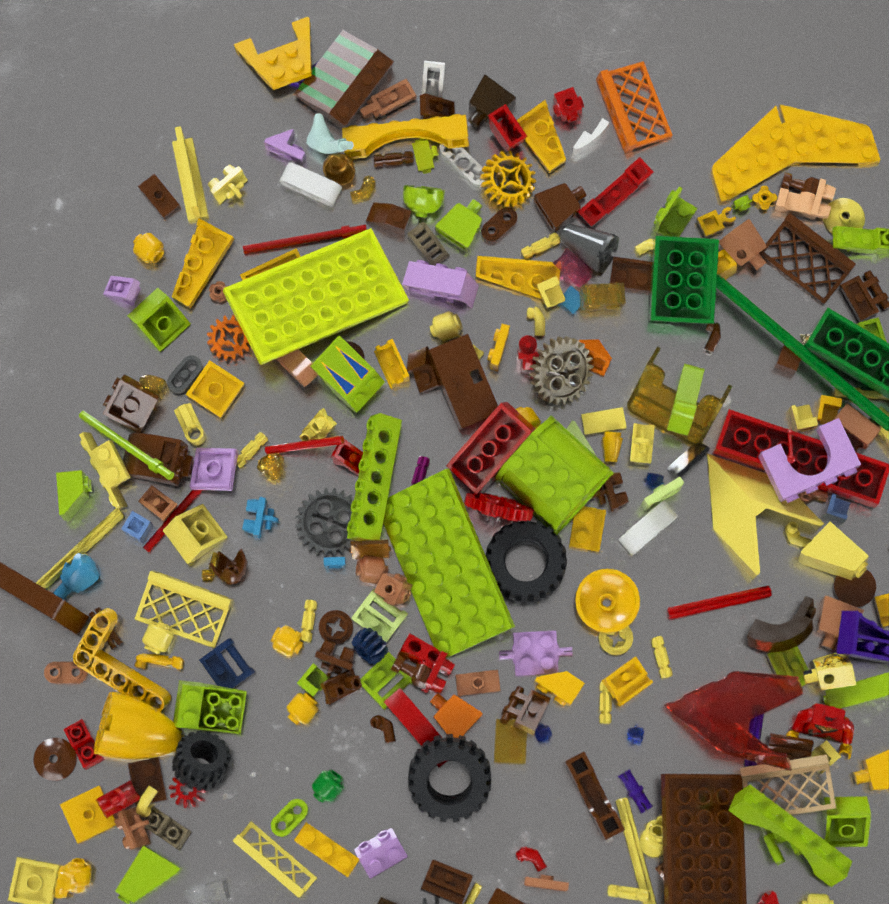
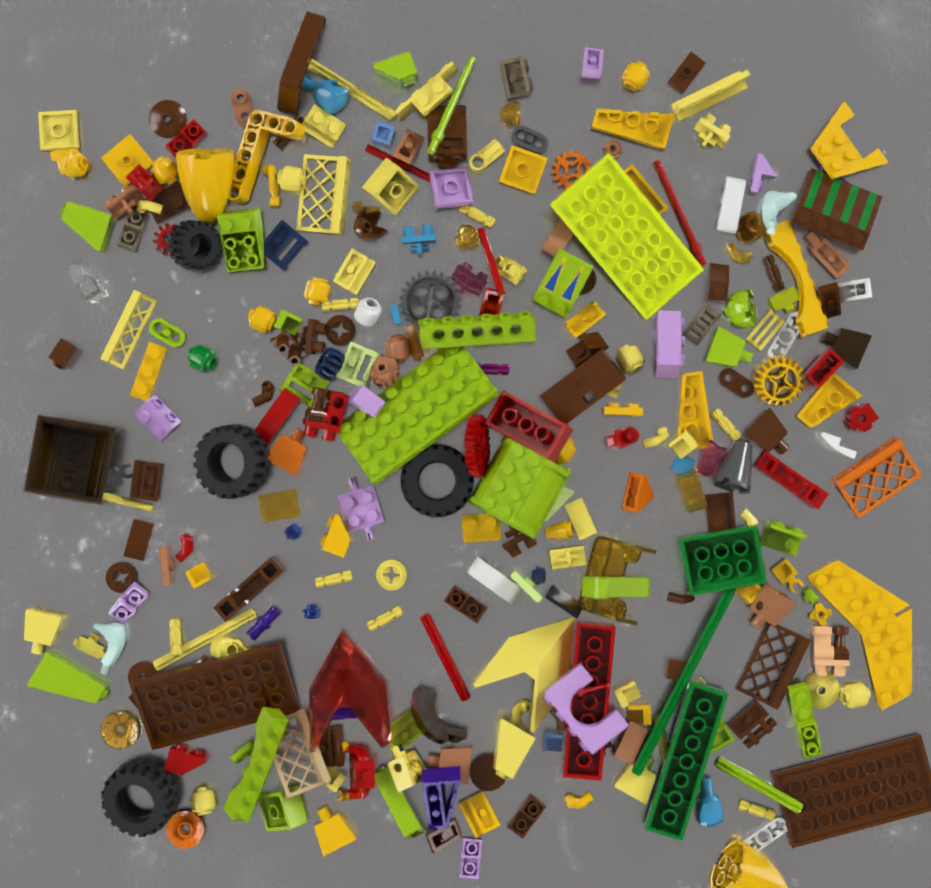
camera: 75 degrees right, 10 degrees up
(108, 369) = (515, 77): none -> dark tan bracket
(109, 589) = (323, 126): none -> light yellow plate
(111, 774) = (164, 171): none -> yellow head
(130, 403) = (490, 98): plate -> none
(159, 319) = (573, 103): lime slope -> none
(276, 596) = (354, 271): none -> light yellow plate
(318, 474) = (468, 280): none -> clear pink hips
(324, 591) = (367, 312): none -> white head
(419, 617) = (365, 400): none -> lavender slope
(441, 168) = (775, 318): none -> light yellow tile
(477, 683) = (322, 465): nougat plate -> none
(531, 713) = (308, 518): reddish brown plate -> none
(562, 387) = (614, 470): dark tan gear -> none
(565, 849) = (199, 575): none -> yellow panel
(611, 586) = (420, 574): yellow dish -> none
(627, 681) = (355, 593): yellow plate -> none
(666, 565) = (466, 604): none -> reddish brown slope
(858, 182) = (855, 695): none -> light yellow head

